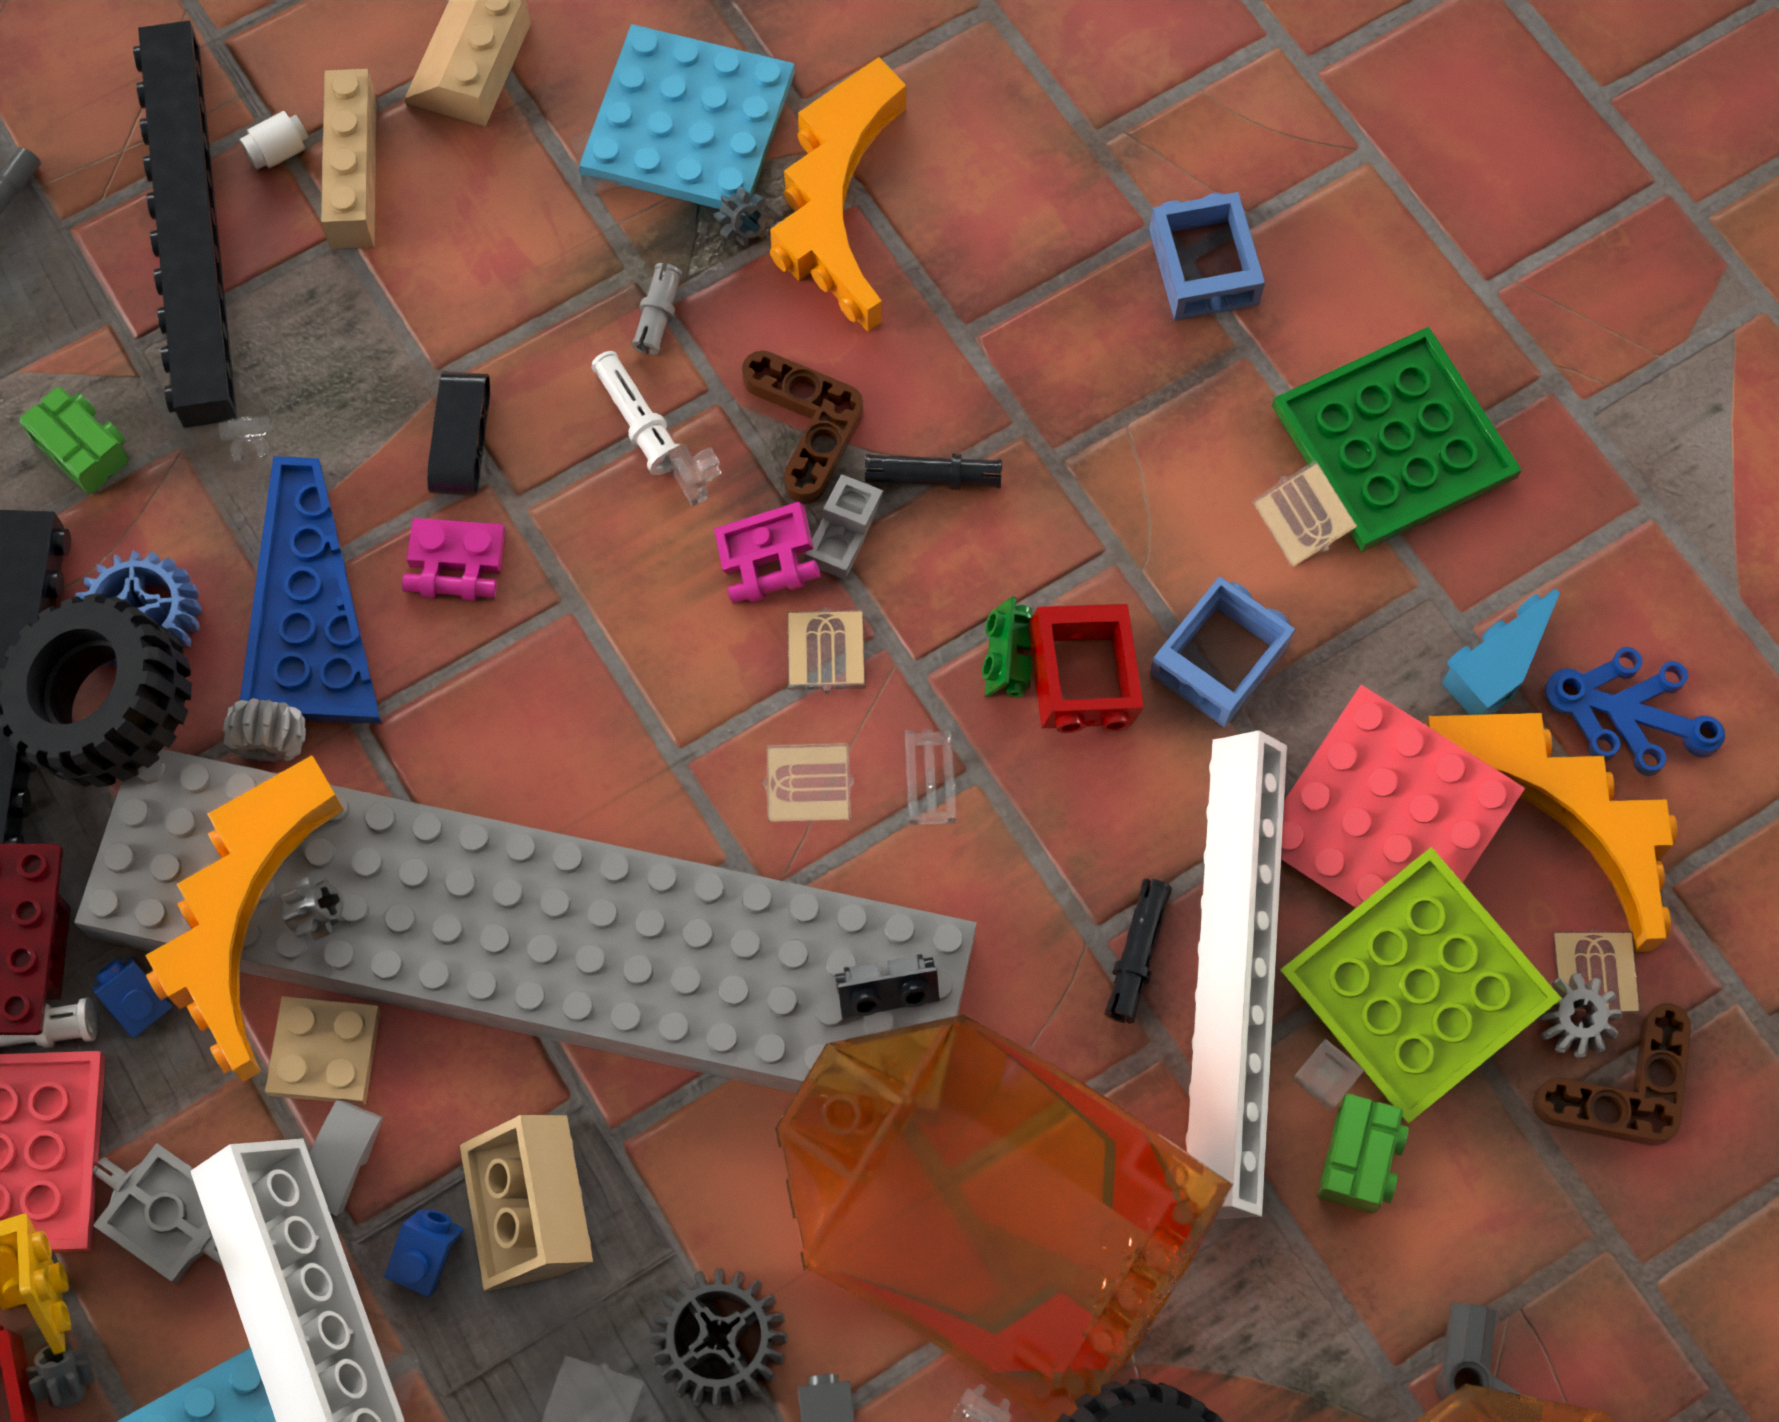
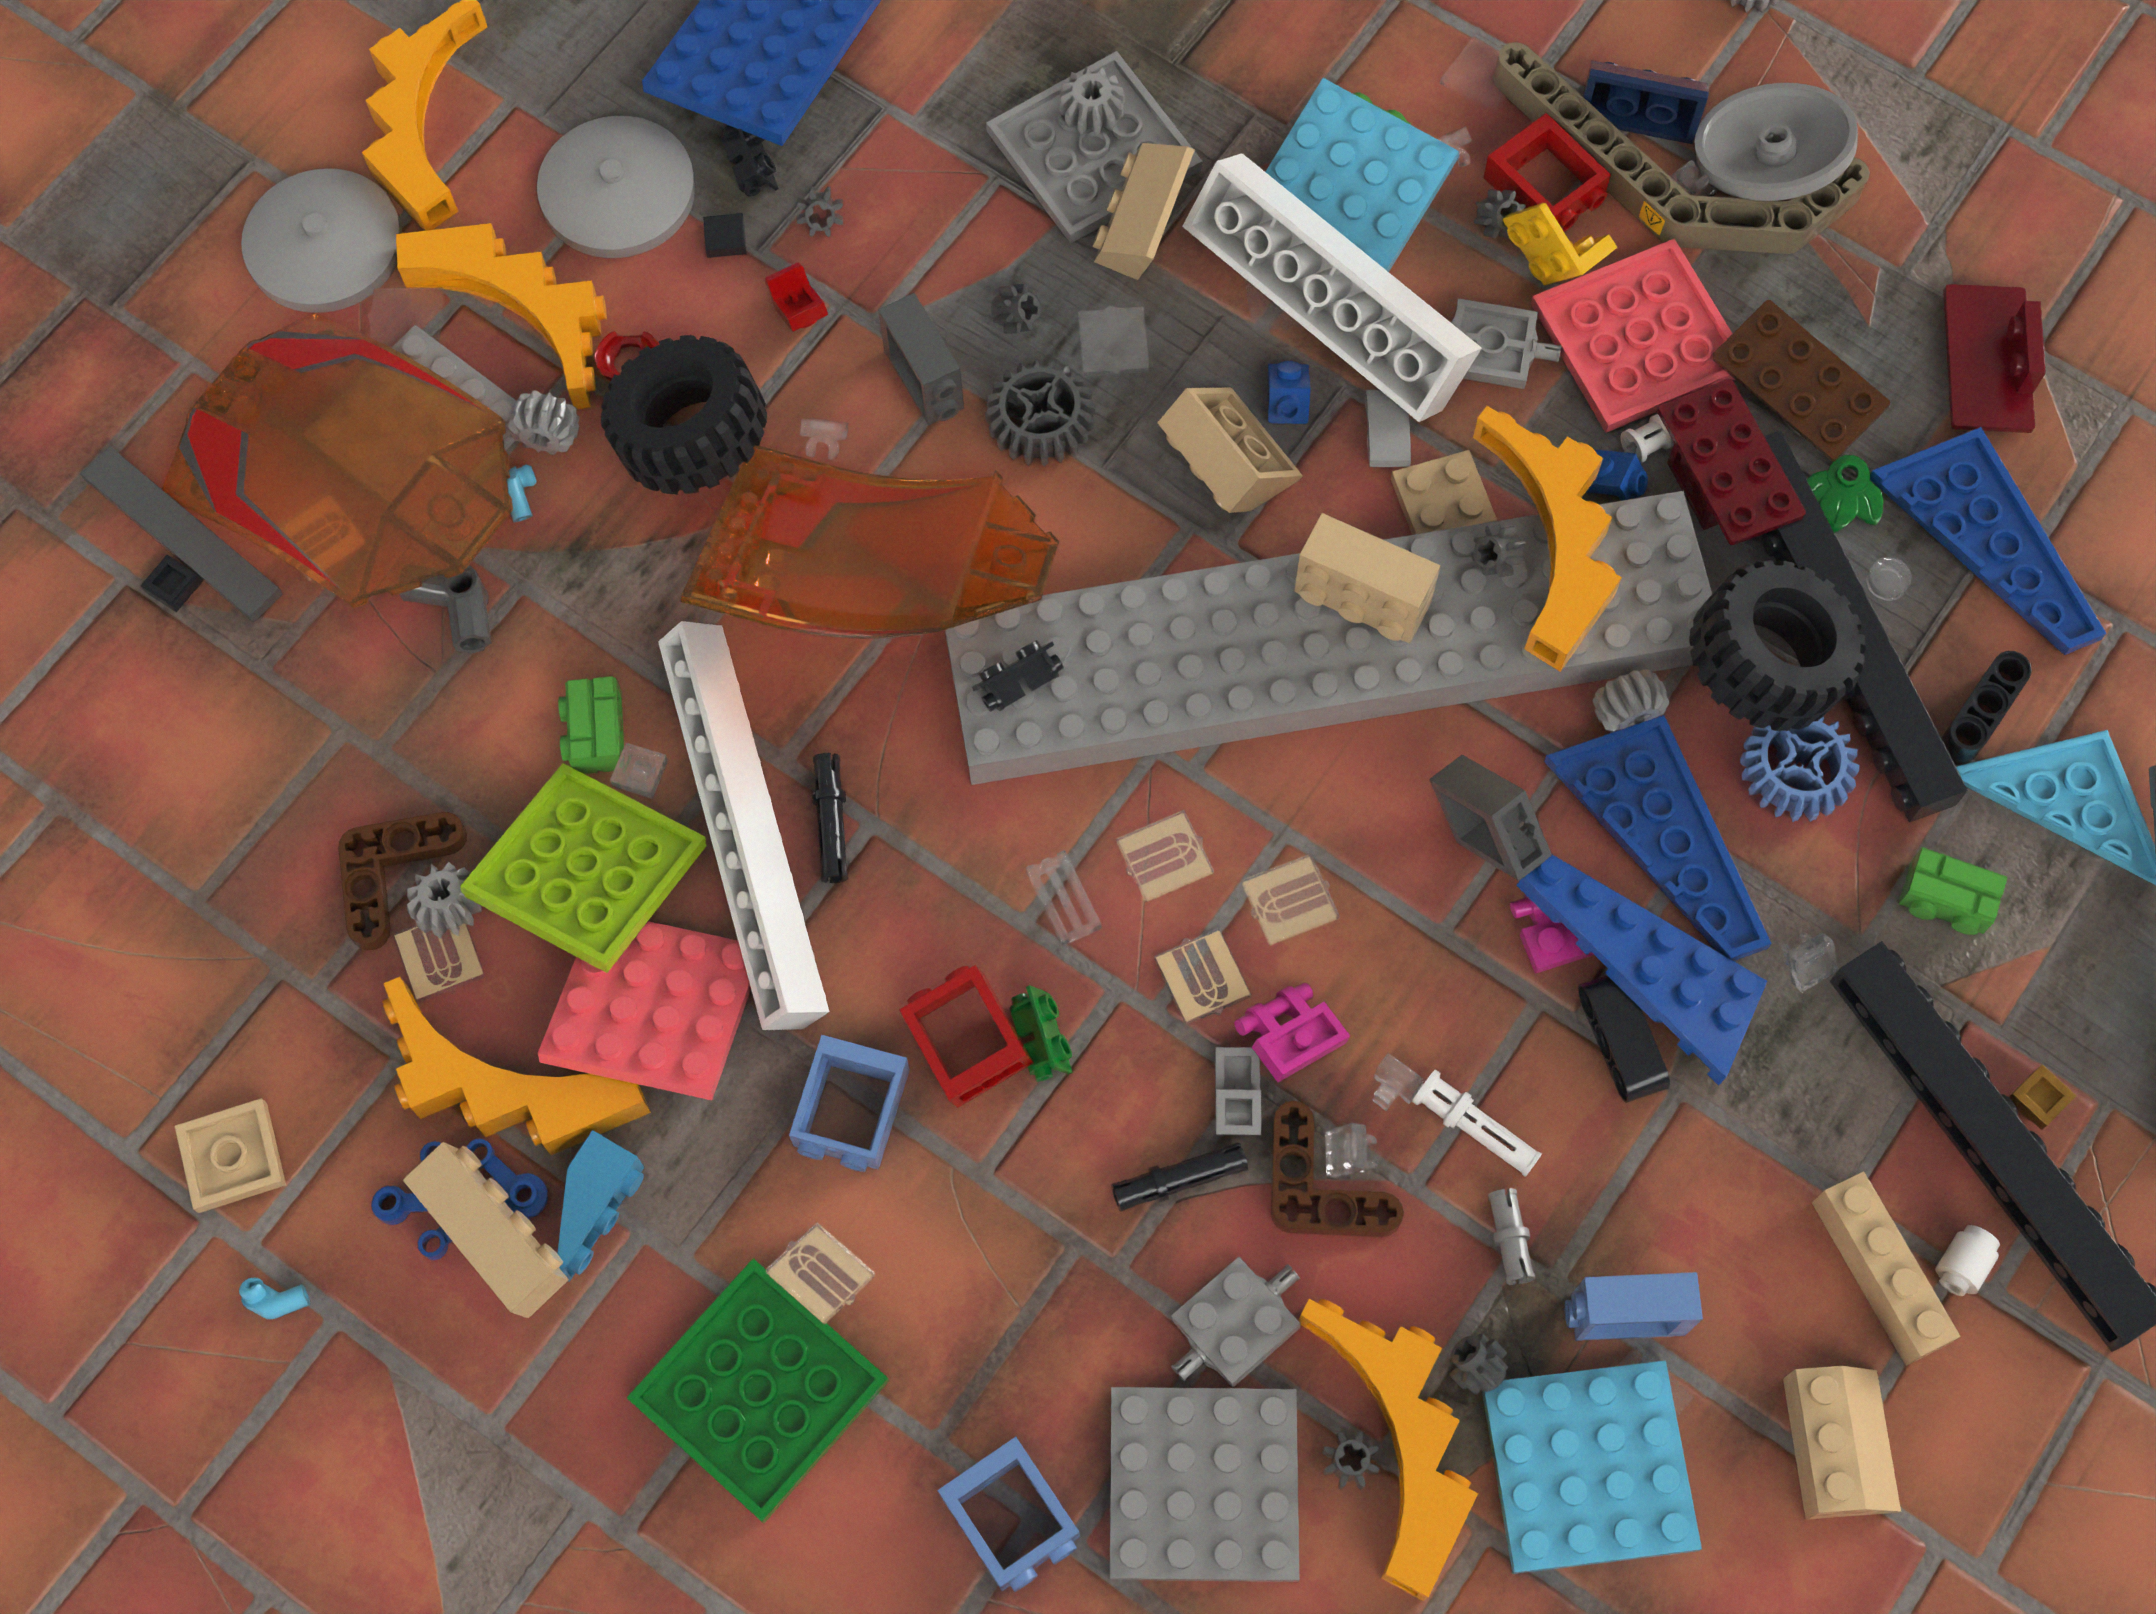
camera: 160 degrees right, 0 degrees up
(121, 234) = (2041, 1097): none -> pearl gold tile
(391, 470) = (1657, 965): none -> blue wing
(474, 918) = (1365, 578): none -> tan brick
(476, 652) = (1487, 816): none -> dark grey window
(585, 198) = (1634, 1306): none -> medium blue window
(704, 690) = (1290, 899): none -> clear piece
(767, 430) = (1348, 1150): none -> clear tile
(891, 188) = (1354, 1448): none -> dark grey gear
(938, 335) = (1235, 1322): none -> light grey plate
(1024, 226) = (1204, 1484): none -> light grey plate
(1620, 647) = (486, 1229): none -> tan brick

